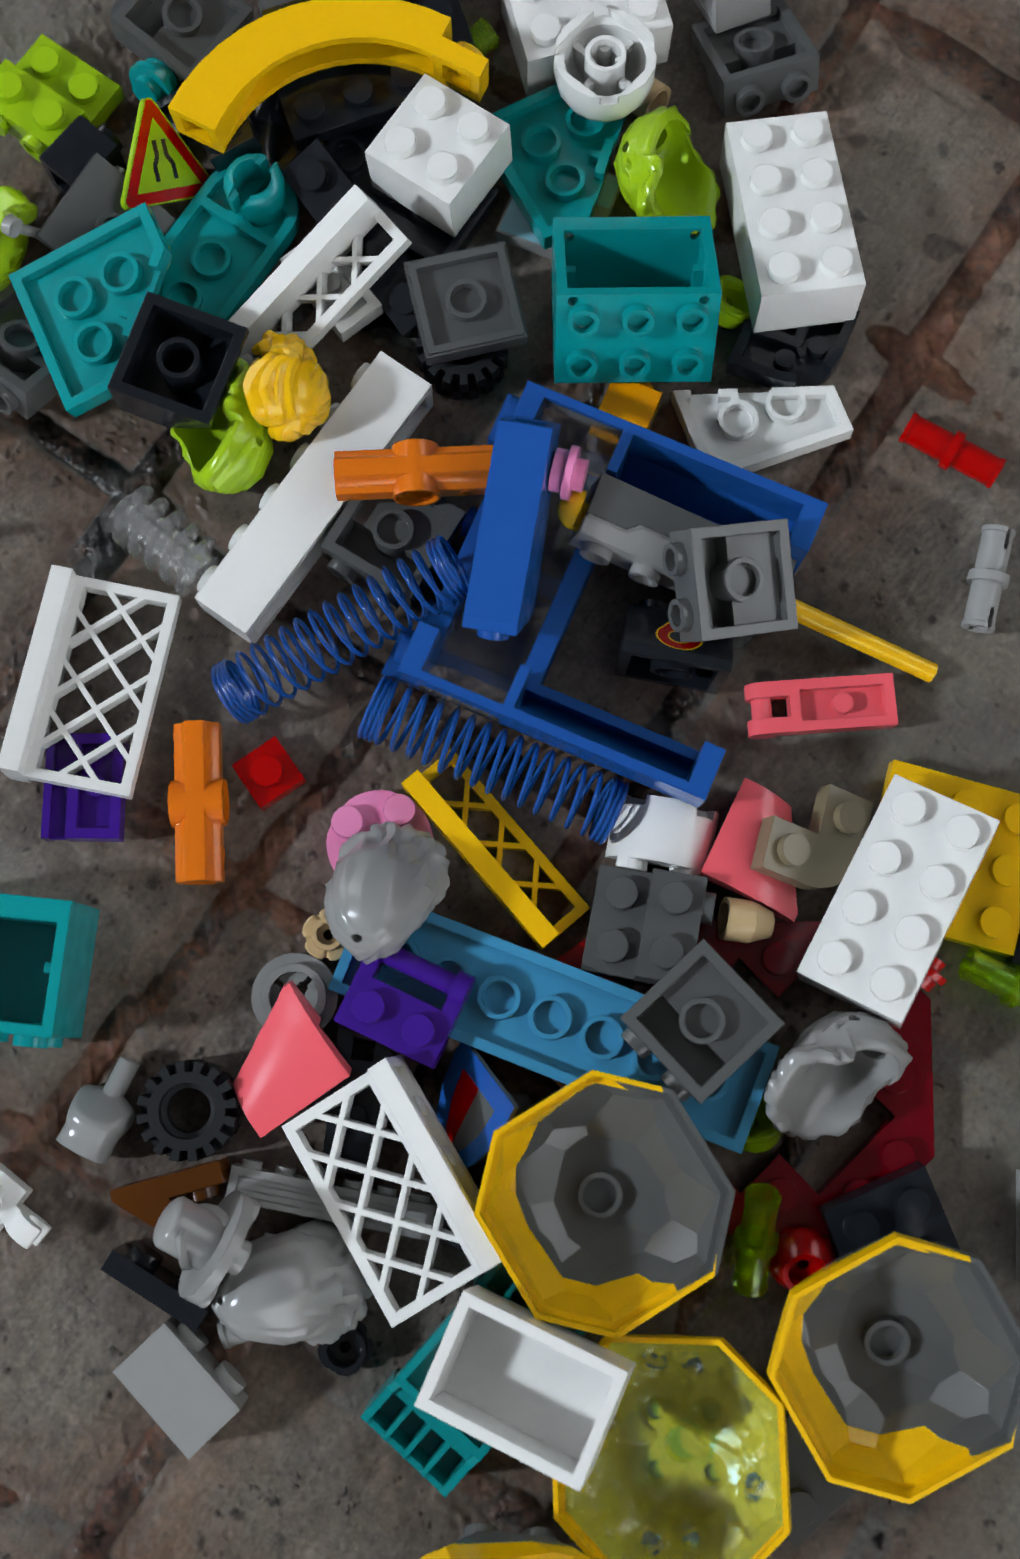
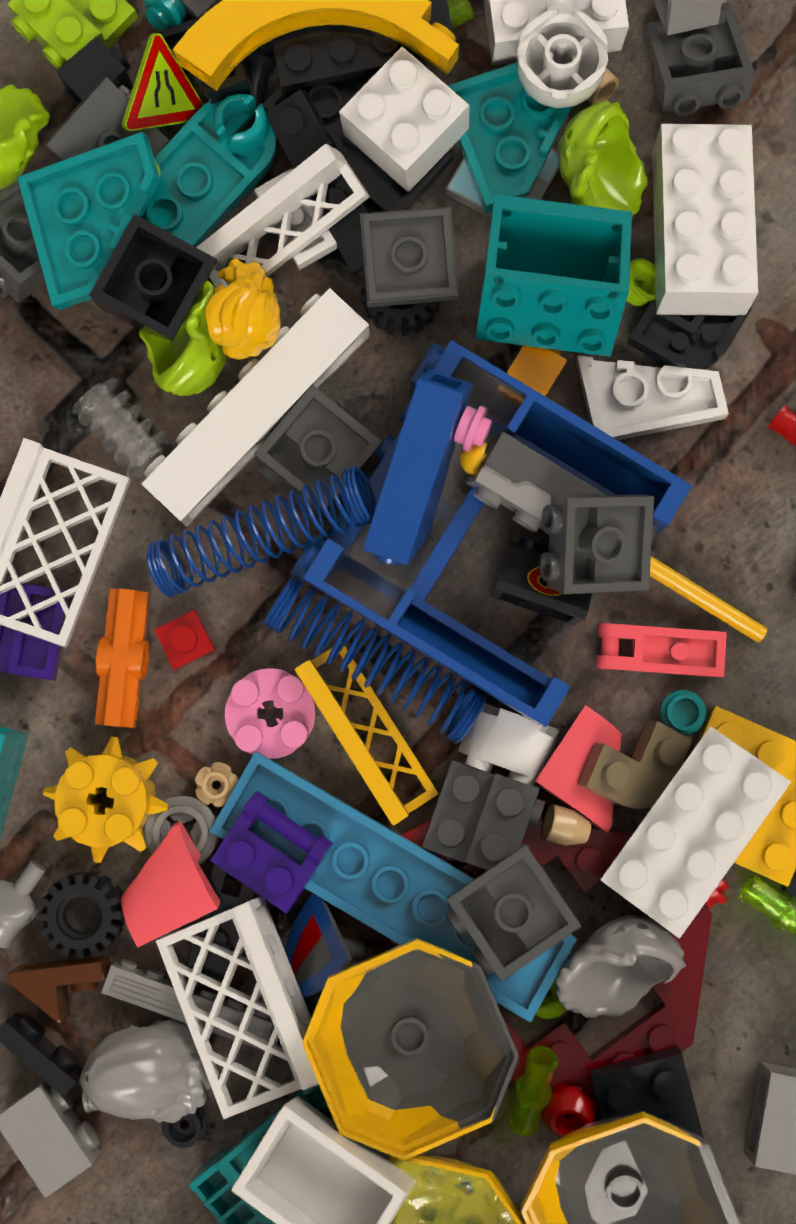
camera: 10 degrees right, 5 degrees up
(13, 226) = (25, 136): light grey hinge -> none
(167, 964) = (81, 813): none -> yellow brick
(206, 1241) = (82, 1028): light grey plate -> none
(384, 888) = (267, 757): light grey piece -> none
(412, 472) = (341, 403): orange piece -> none
(858, 771) = (683, 711): none -> teal plate

